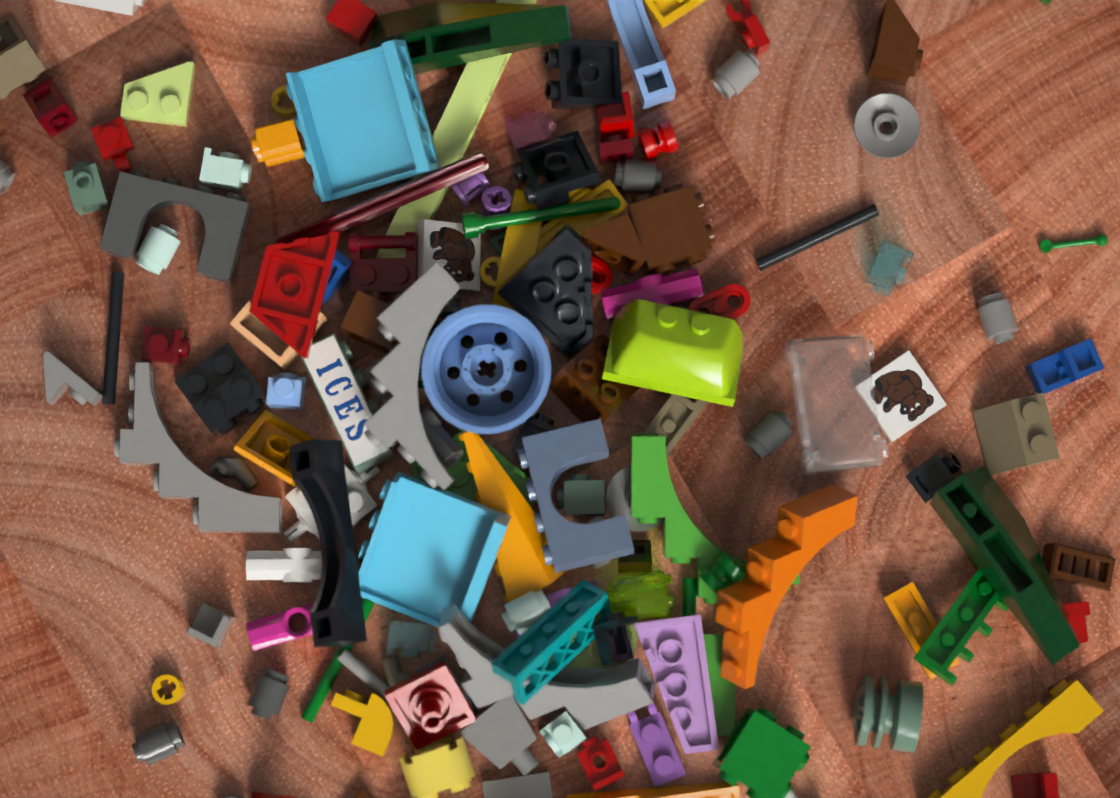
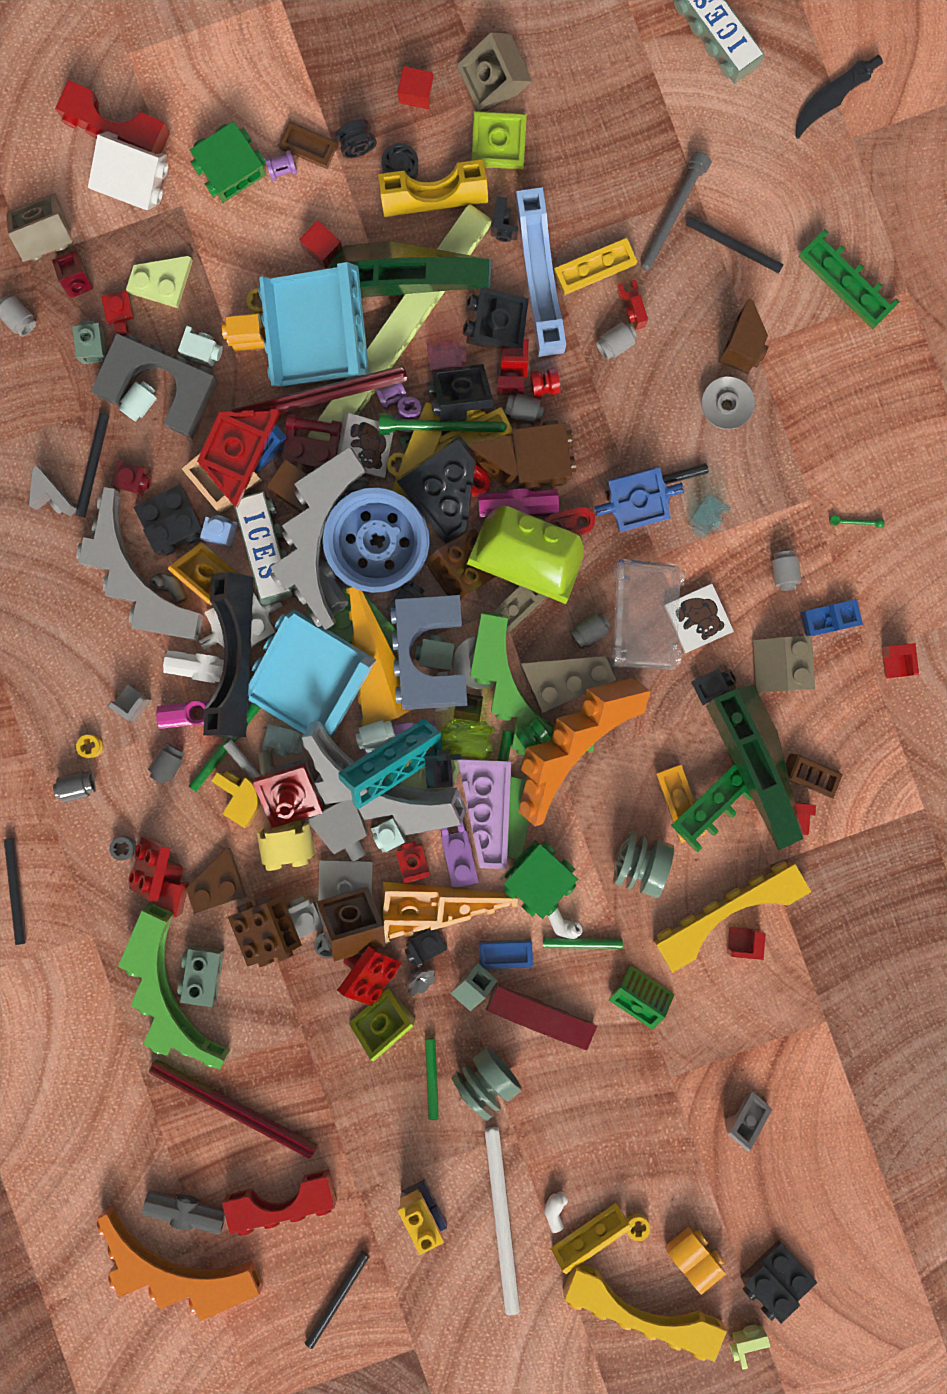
camera: 10 degrees right, 5 degrees up
(749, 500) = (565, 680): none -> dark tan wedge
(799, 262) = (639, 499): none -> plate

